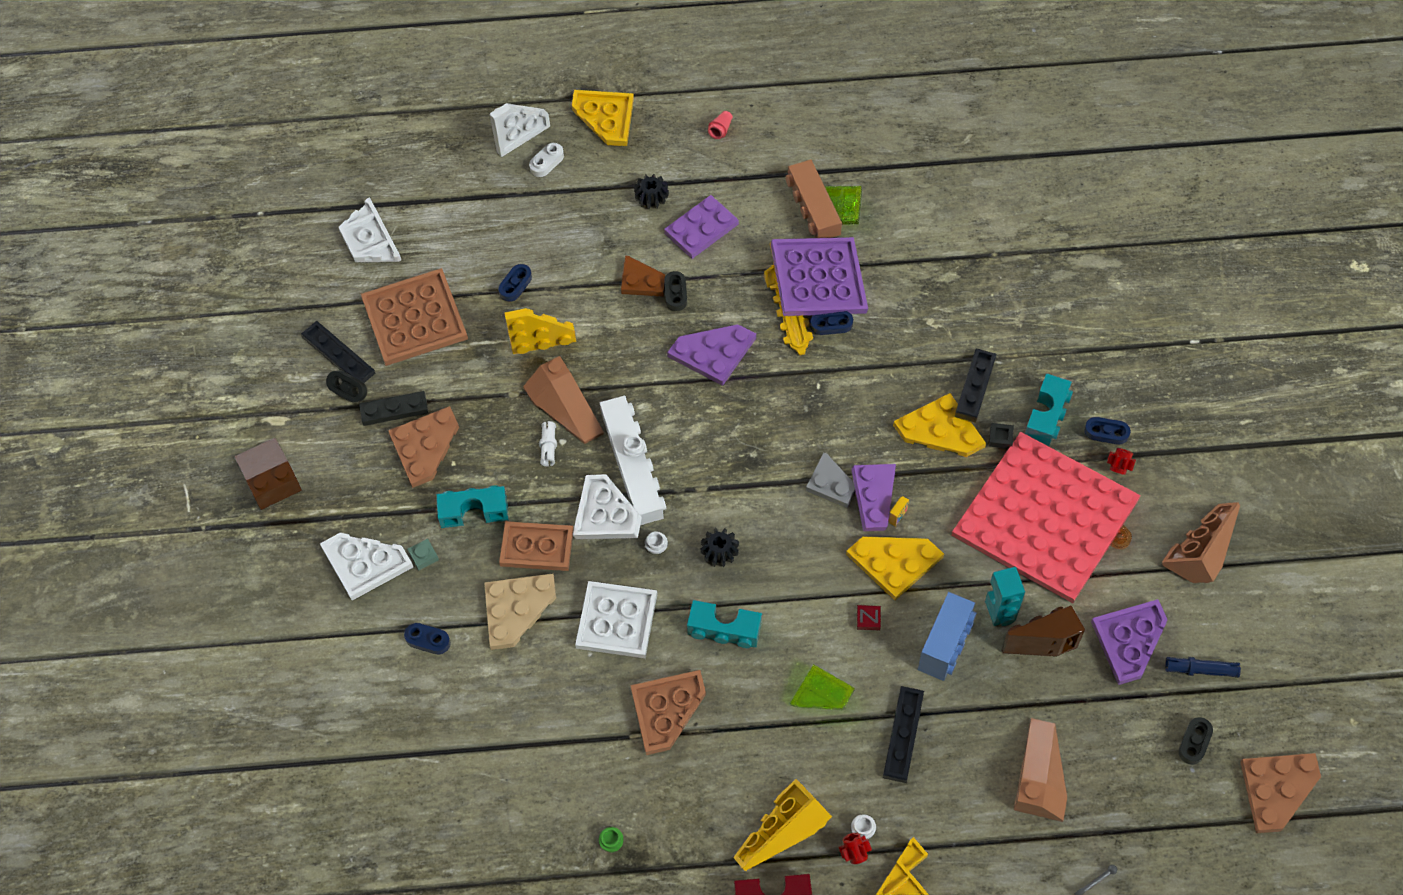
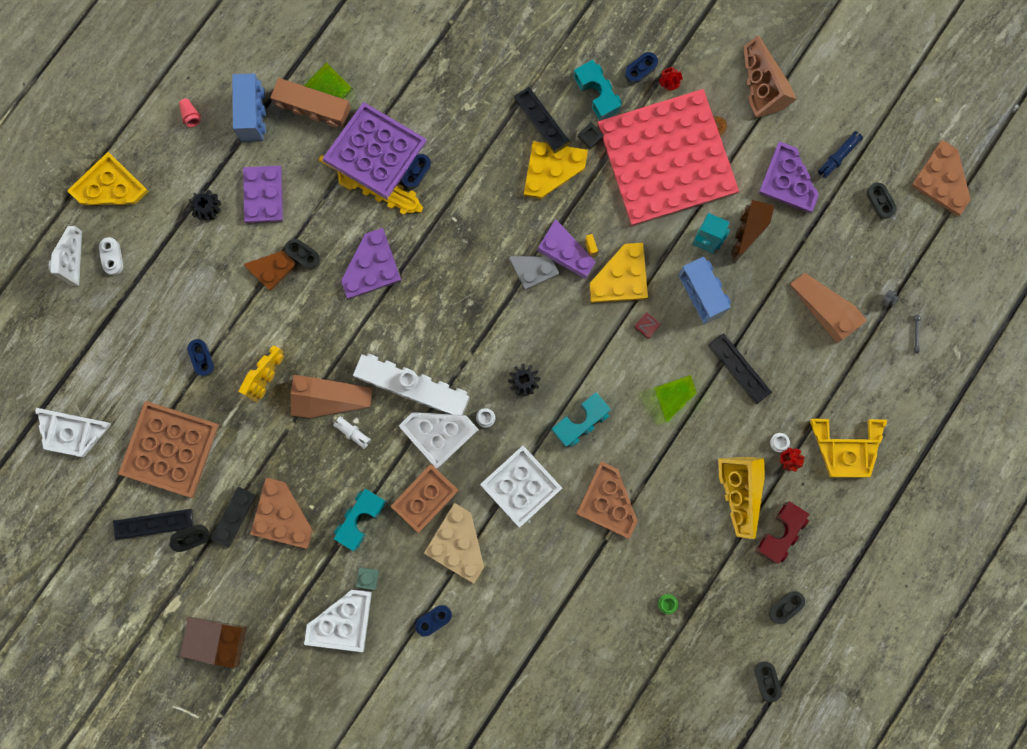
camera: 55 degrees left, 20 degrees up
(764, 158) = (248, 107): none -> medium blue brick
(1105, 824) = (890, 298): none -> dark grey plate

